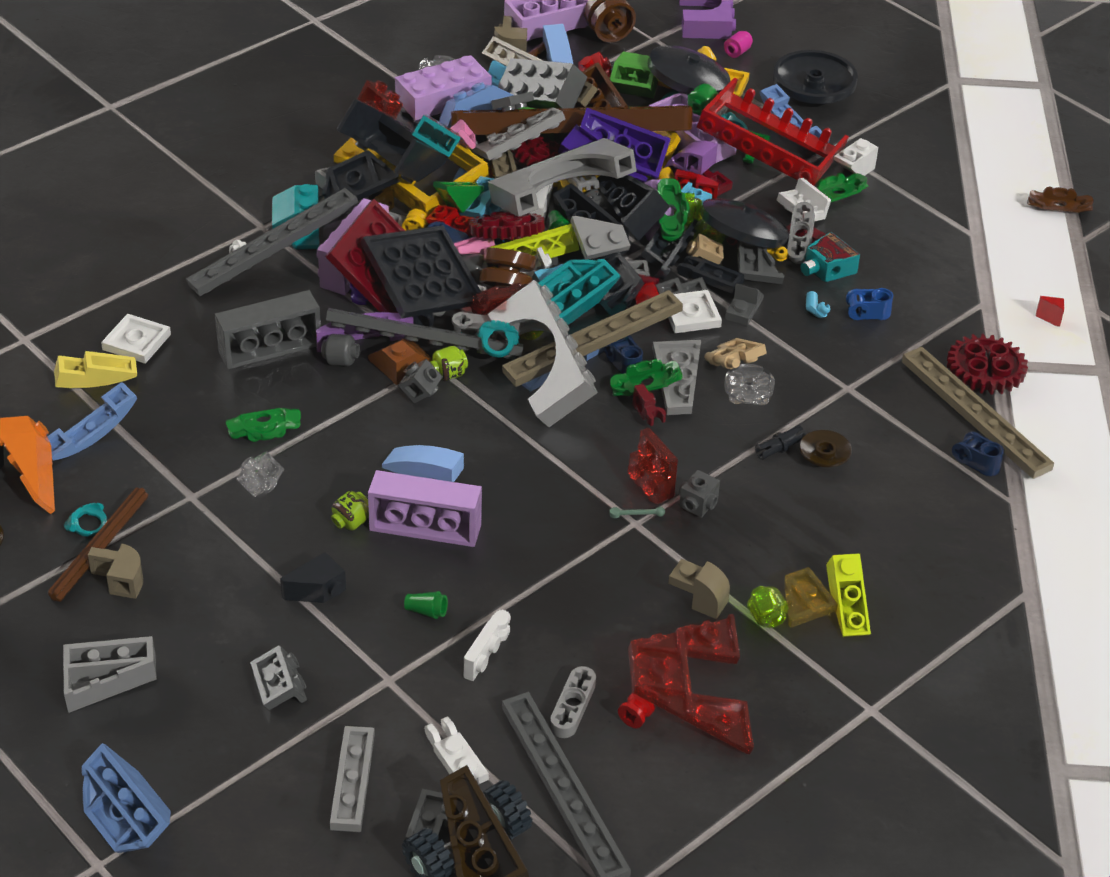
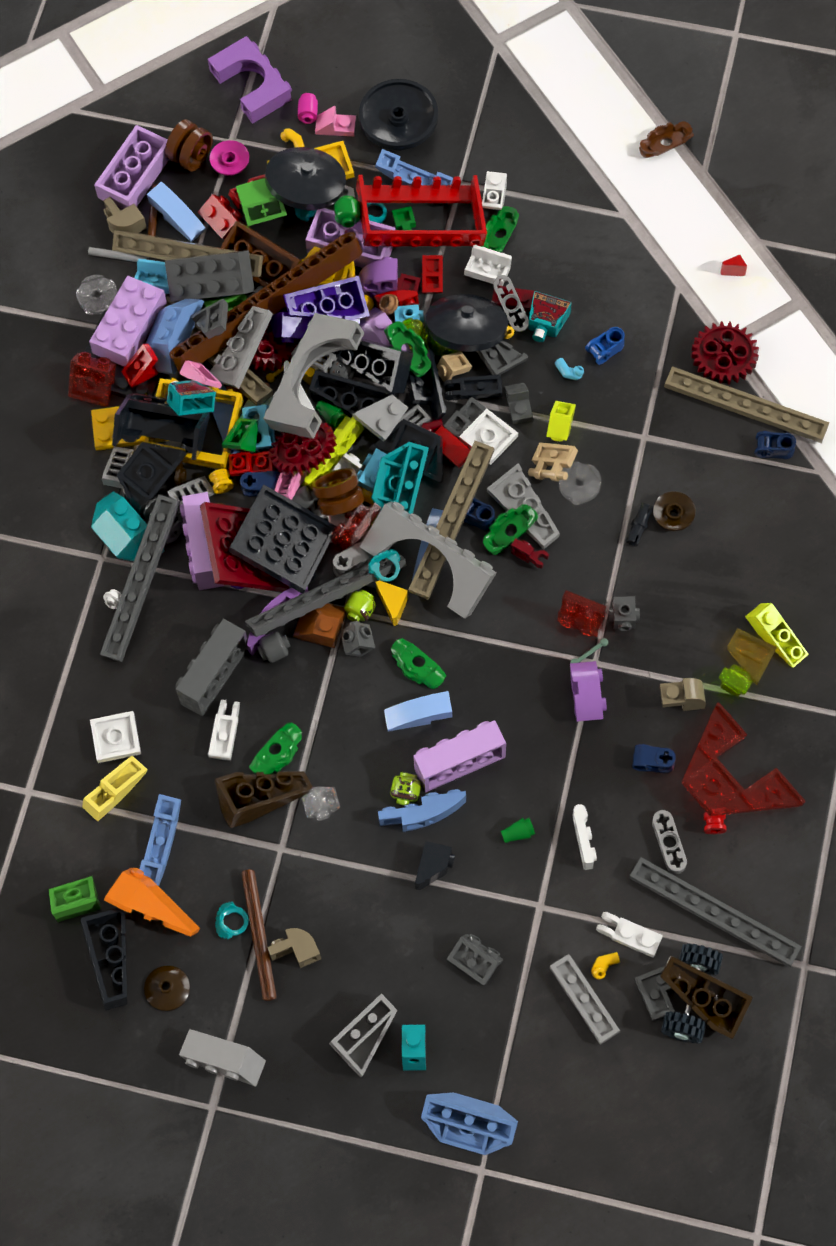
camera: 30 degrees left, 25 degrees up
(141, 707) = (413, 1047): none -> teal torso
(204, 439) = (255, 795): none -> dark brown wedge
(233, 384) = (224, 732): none -> white hinge
(356, 540) = (433, 809): none -> medium blue slope
(402, 761) = (602, 963): none -> yellow arm
(431, 107) = (141, 366): none -> red slope
(462, 442) = (429, 673): none -> green piece
(476, 54) = (115, 254): none -> light grey bar
(484, 375) = (393, 599): none -> yellow slope
(603, 532) = (587, 691): none -> medium lavender brick
(619, 622) = (651, 759): none -> dark blue piece
(638, 41) = (228, 151): none -> dark pink dish
(684, 176) = (388, 303): none -> medium nougat plate
(748, 188) = (432, 273): none -> red slope
(753, 64) = (333, 124): none -> bright pink slope
(771, 331) = (560, 421): none -> neon yellow slope

